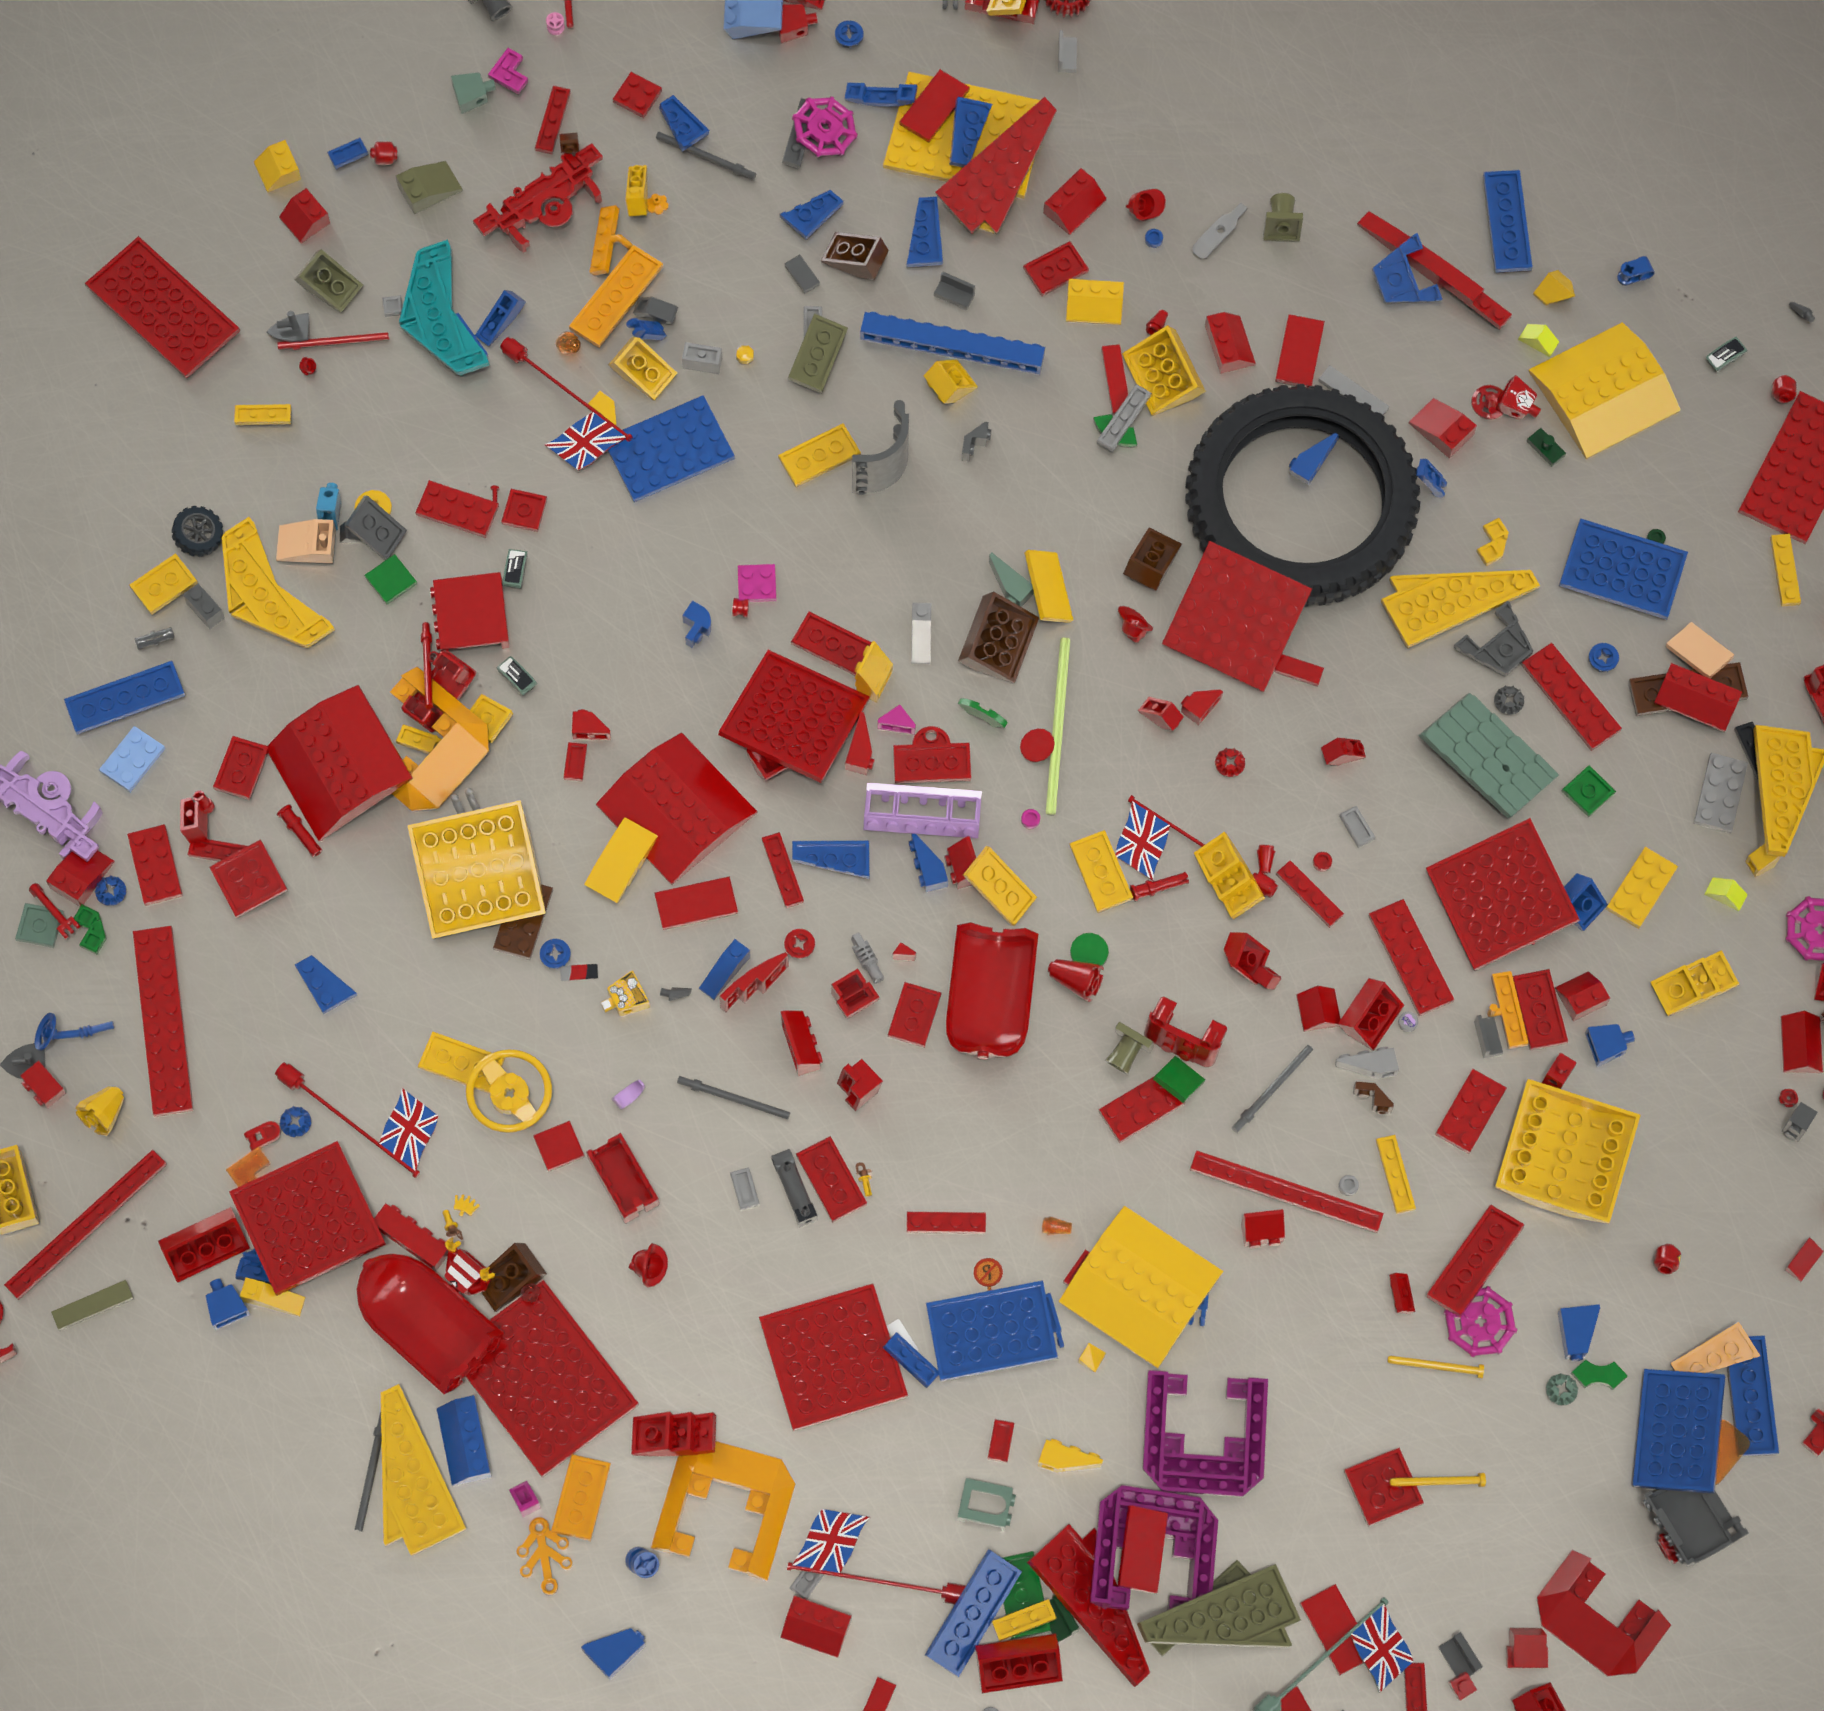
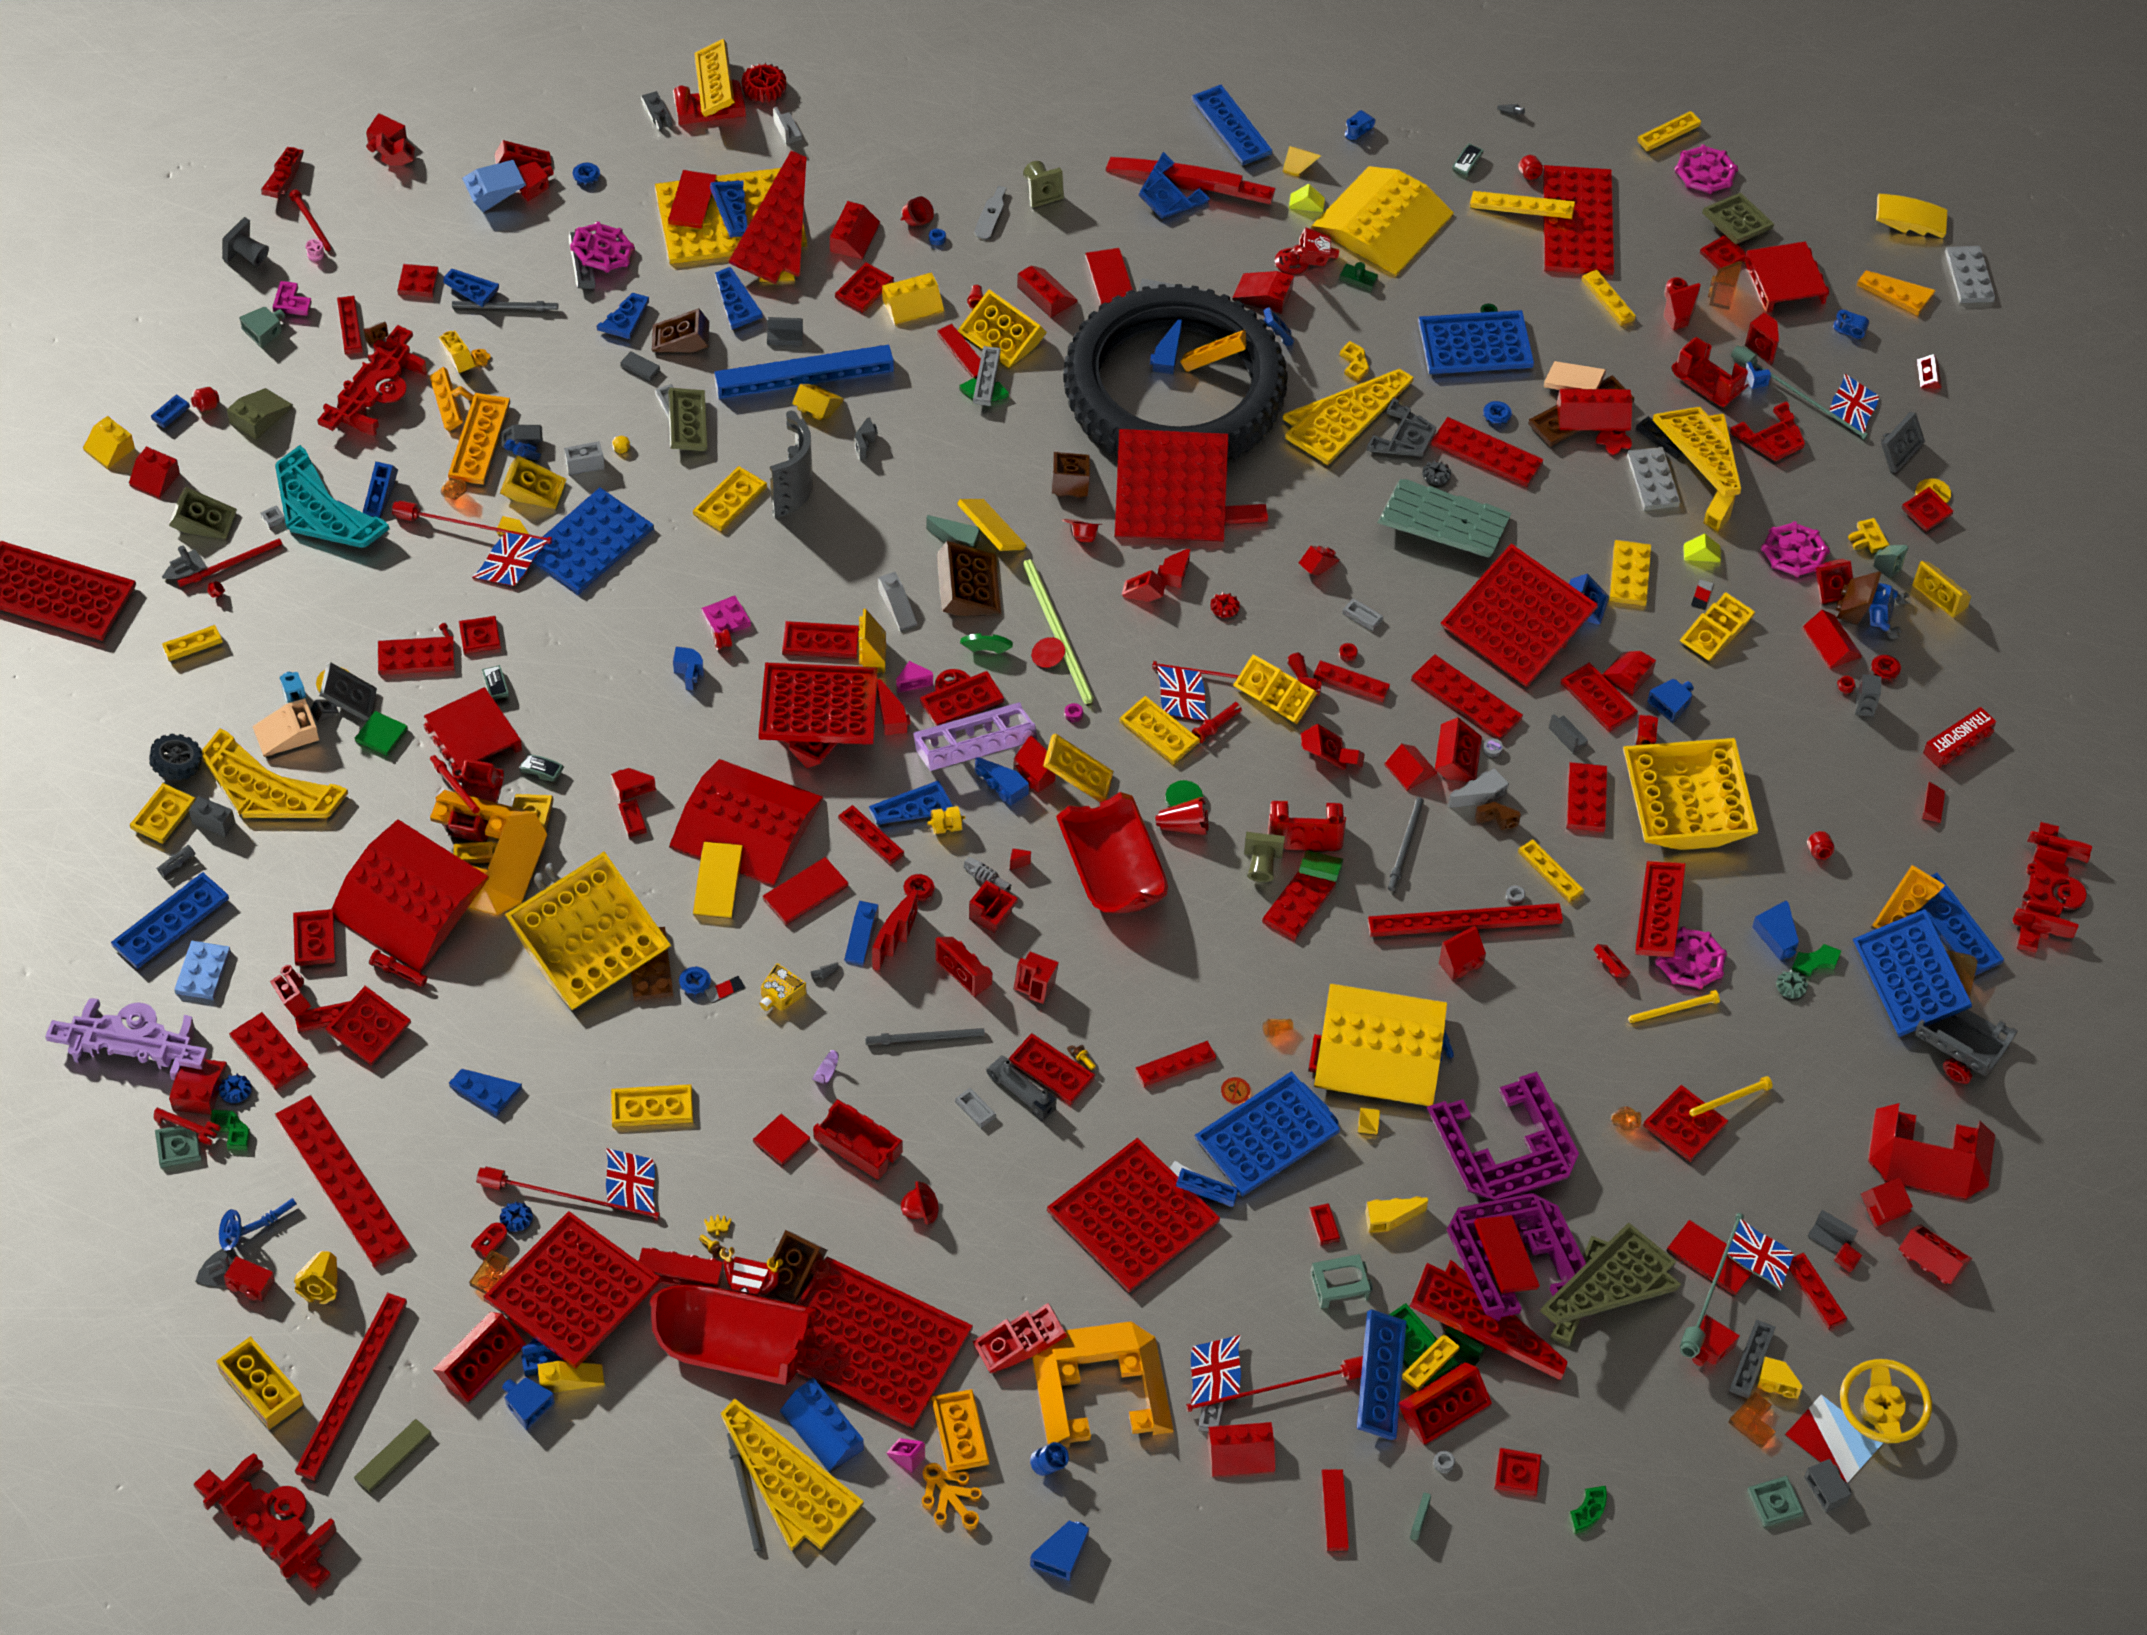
camera: 25 degrees left, 15 degrees down
(501, 1083) = (701, 1106): yellow piece -> none
(855, 885) = (946, 820): none -> yellow wheel
(881, 96) = (640, 210): blue slope -> none
(914, 1014) = (1054, 906): red tile -> none
(1330, 1459) = (1626, 1118): none -> clear orange rock
(1354, 481) = (1214, 351): none -> light orange slope
(1508, 1009) = (1573, 704): light orange plate -> none
(1588, 791) = (1543, 516): green tile -> none
(1701, 939) = (1702, 594): none -> sticker
(1702, 736) = (1614, 441): none -> red plate
(1752, 430) = (1522, 204): none -> yellow plate

